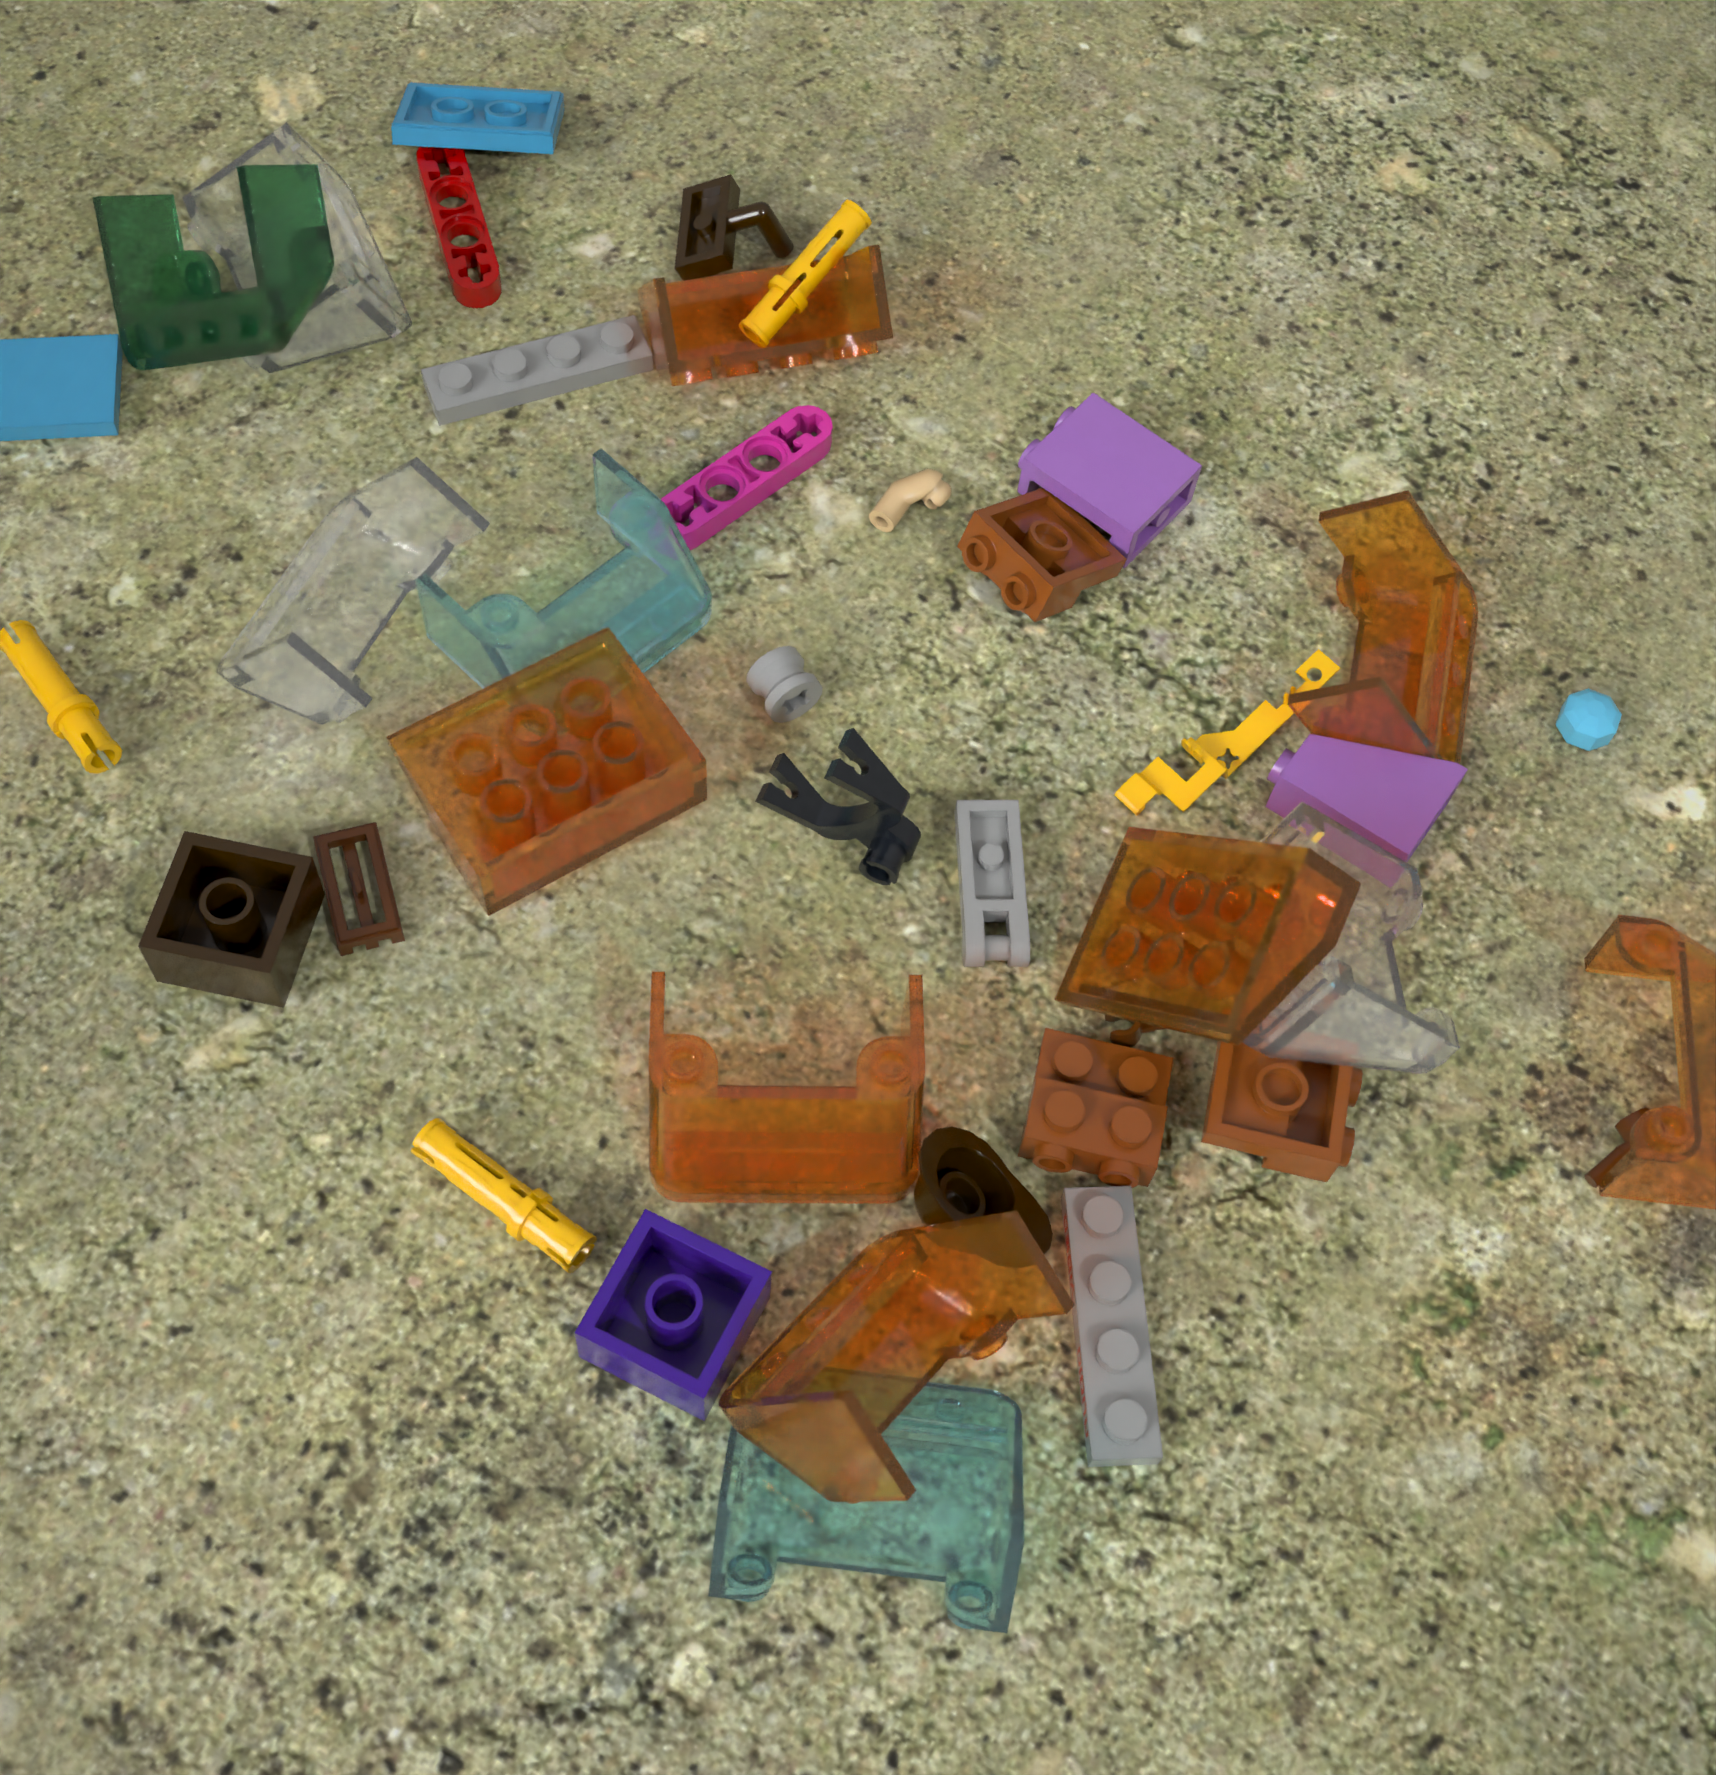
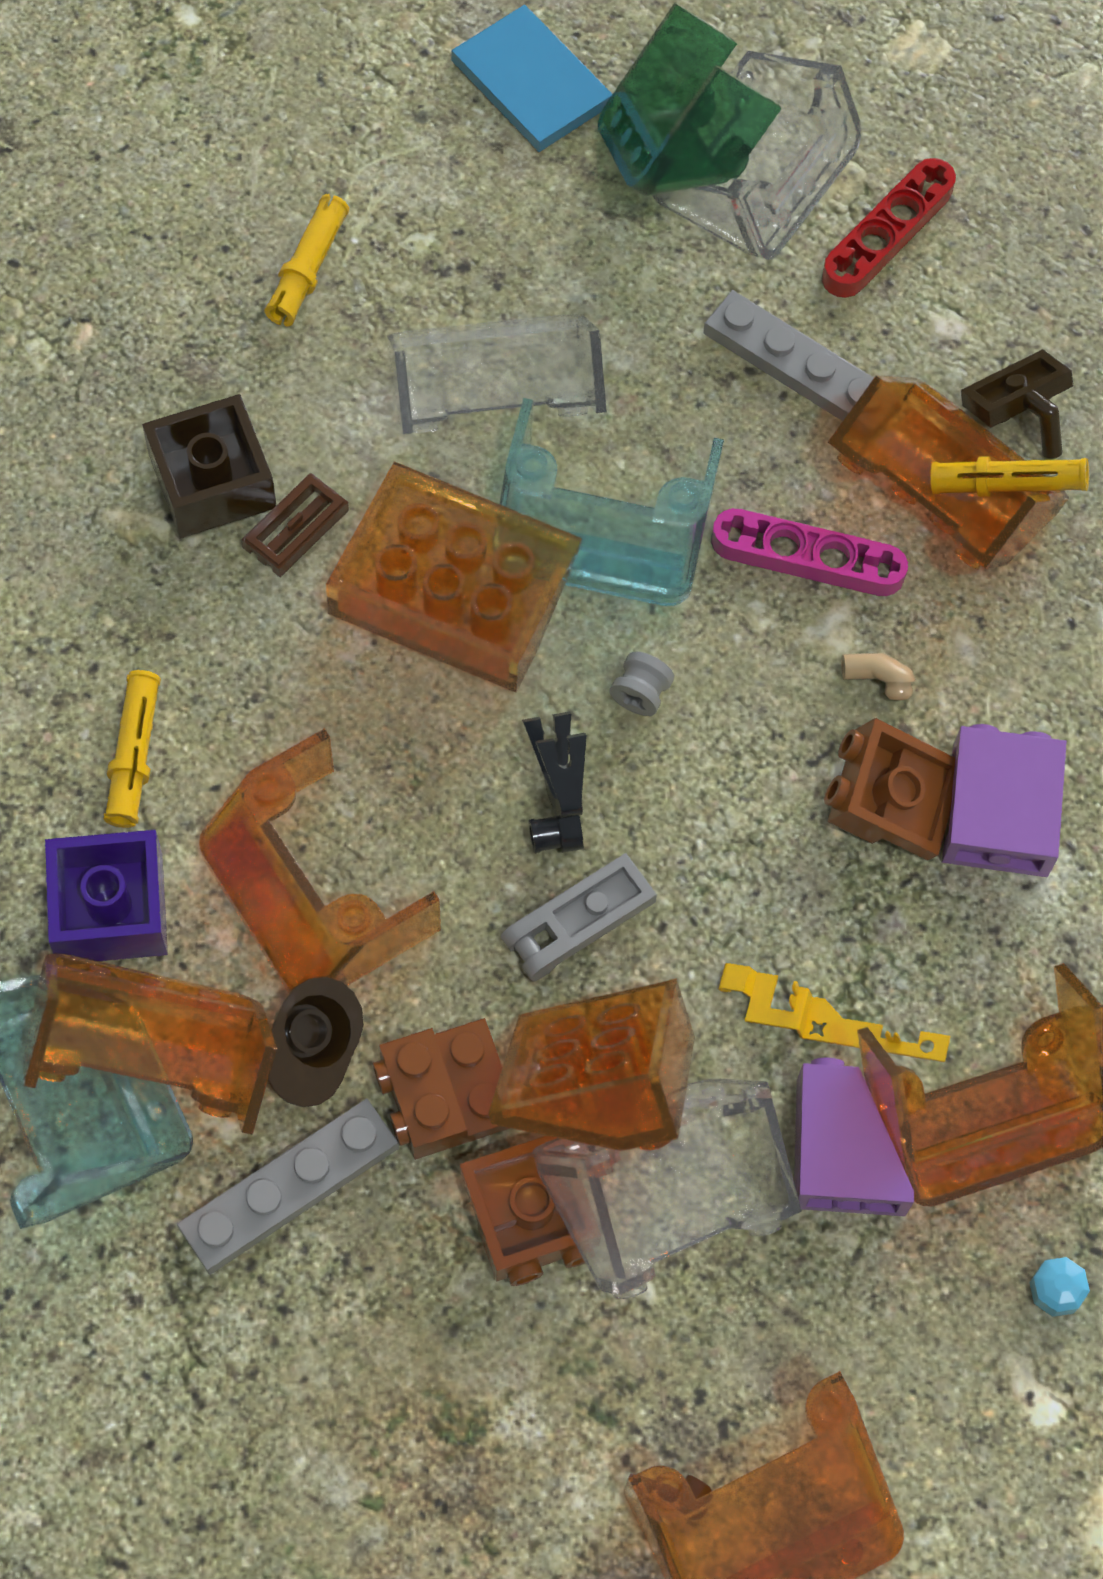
camera: 60 degrees right, 5 degrees up
(478, 118) = (991, 178): dark azure tile -> none

